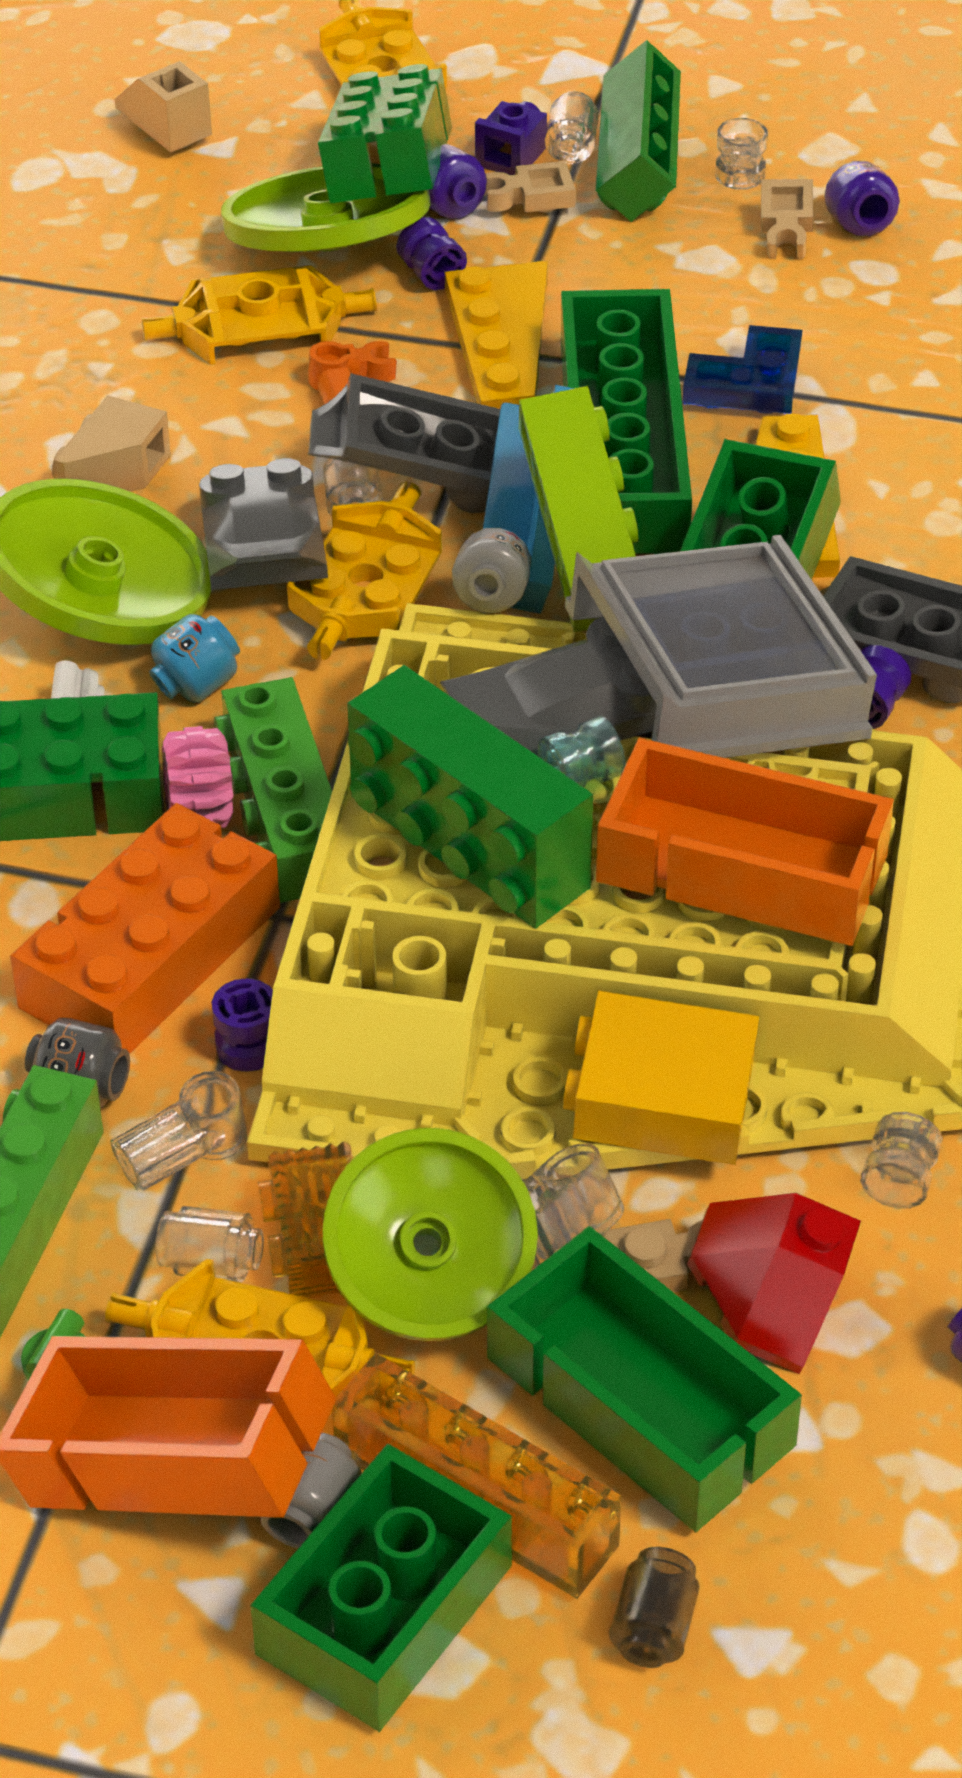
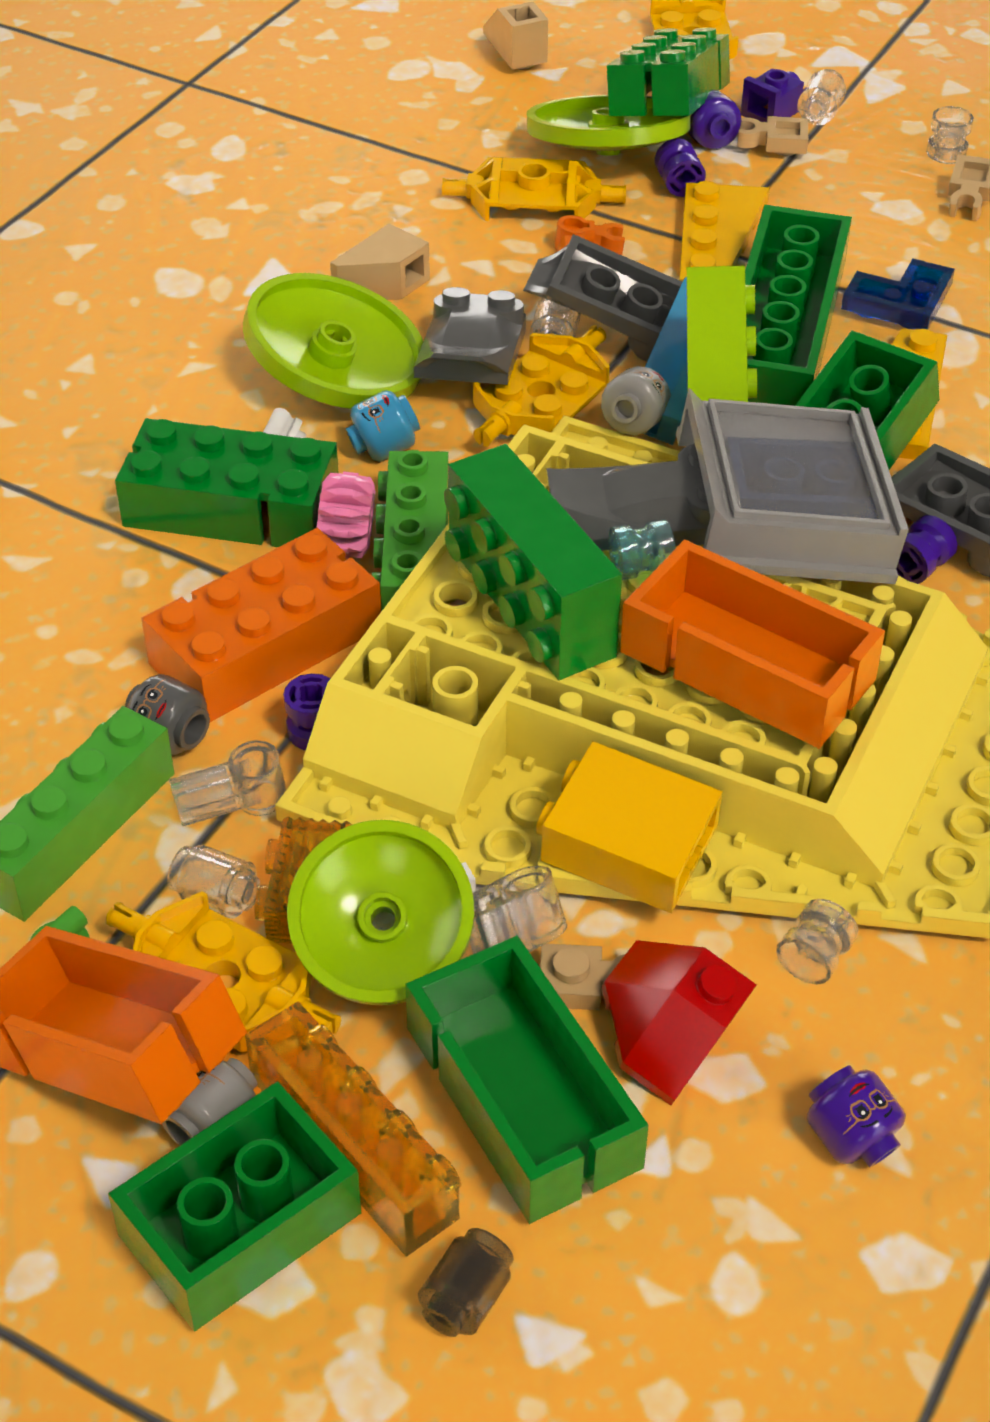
camera: 15 degrees right, 0 degrees up
(638, 132) = (871, 106): green brick -> none

